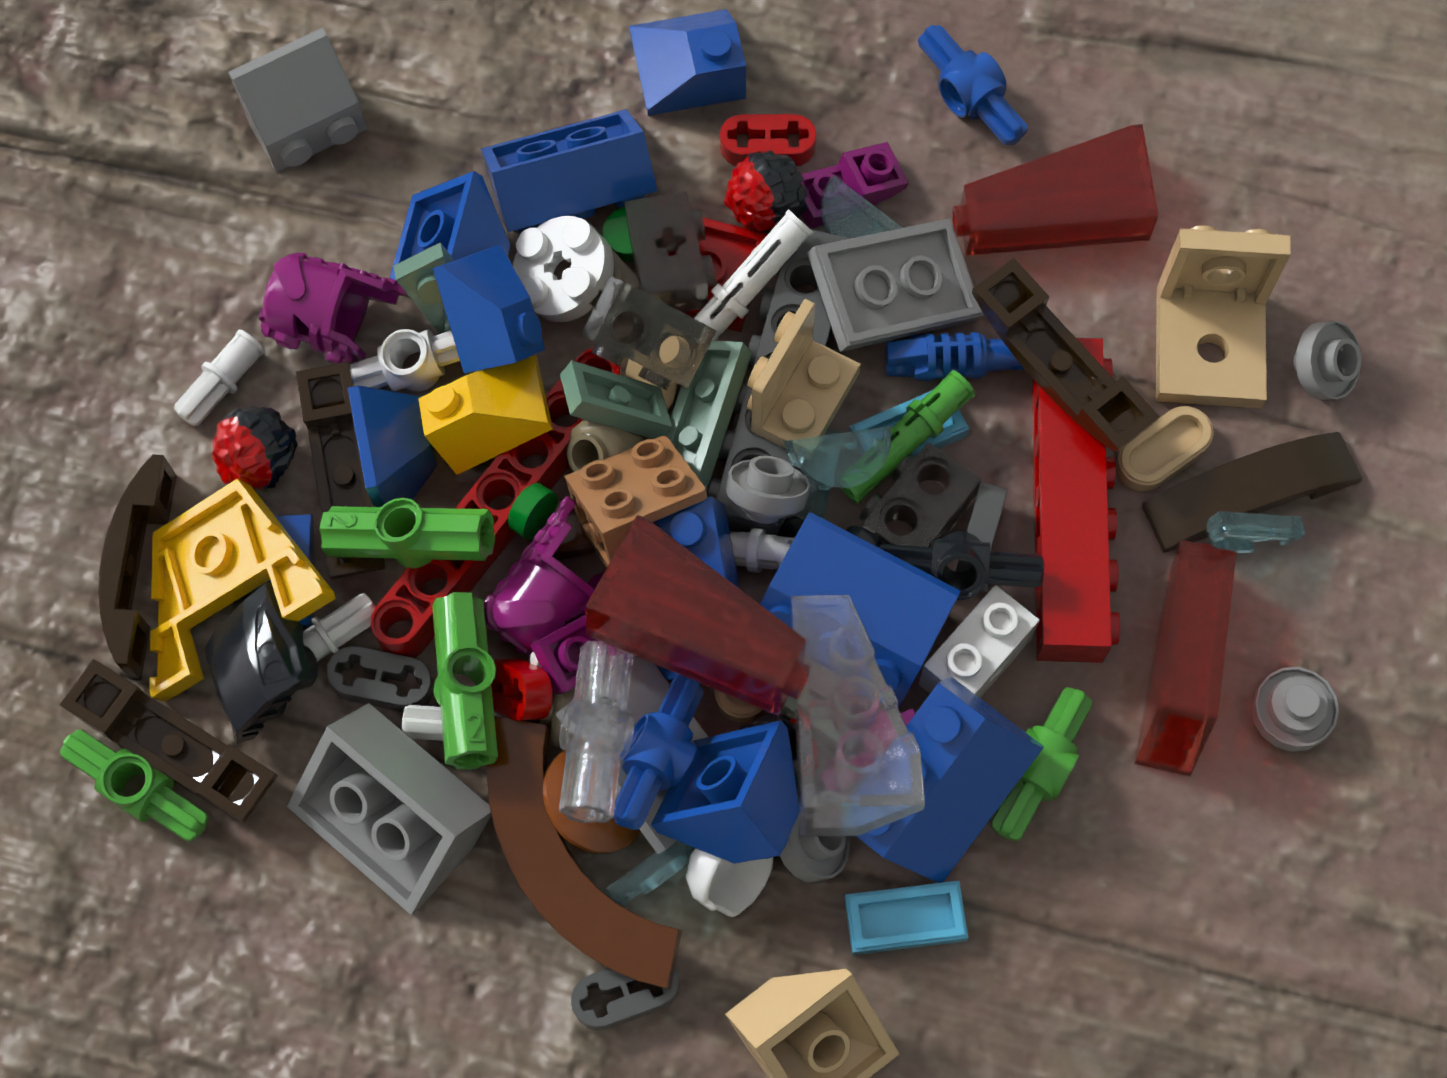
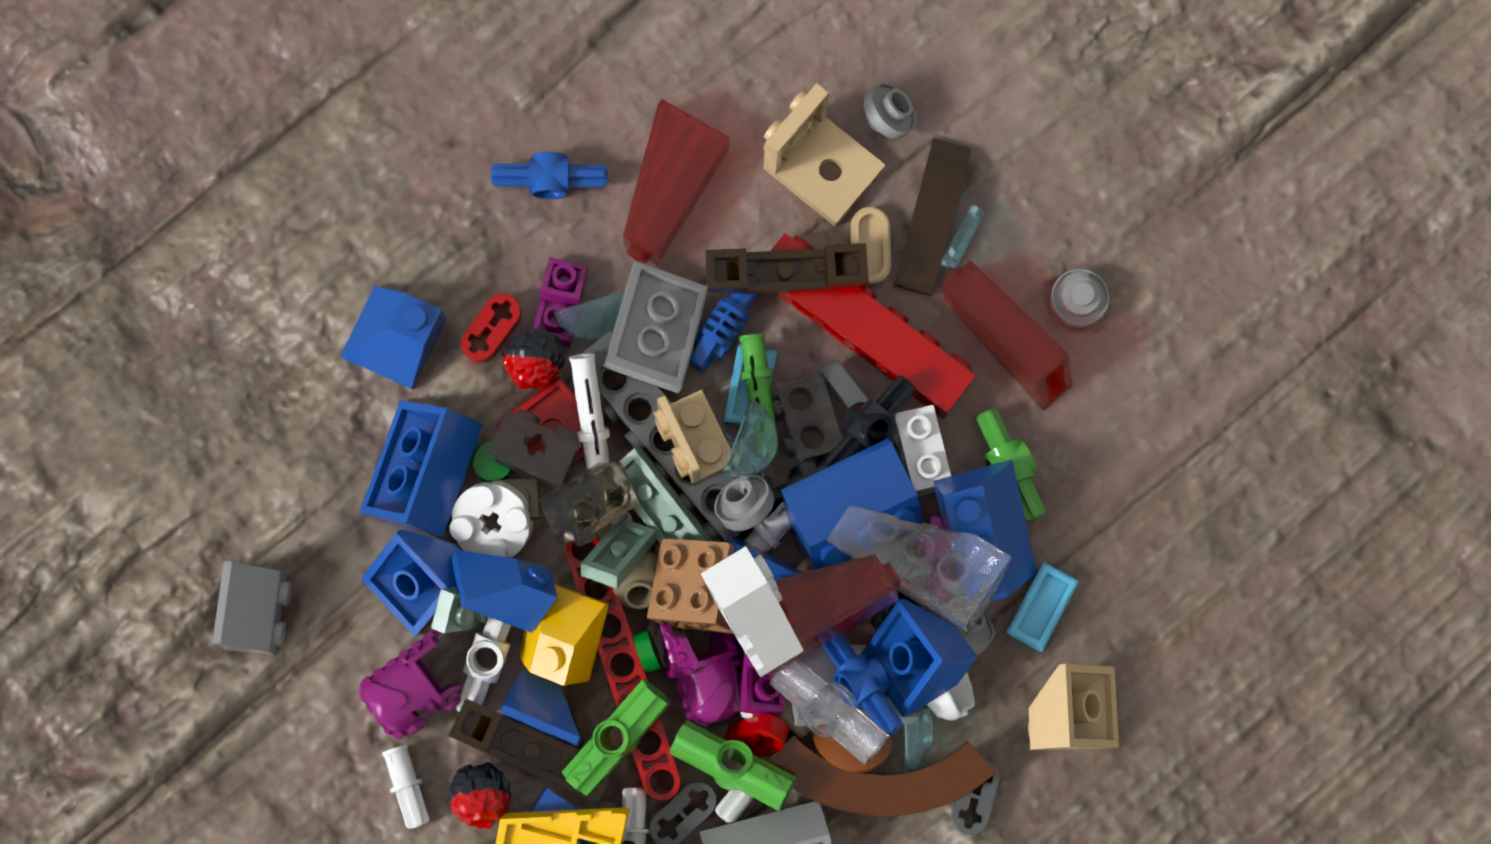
camera: 60 degrees left, 10 degrees up
(637, 523) = (751, 606): none -> white wedge

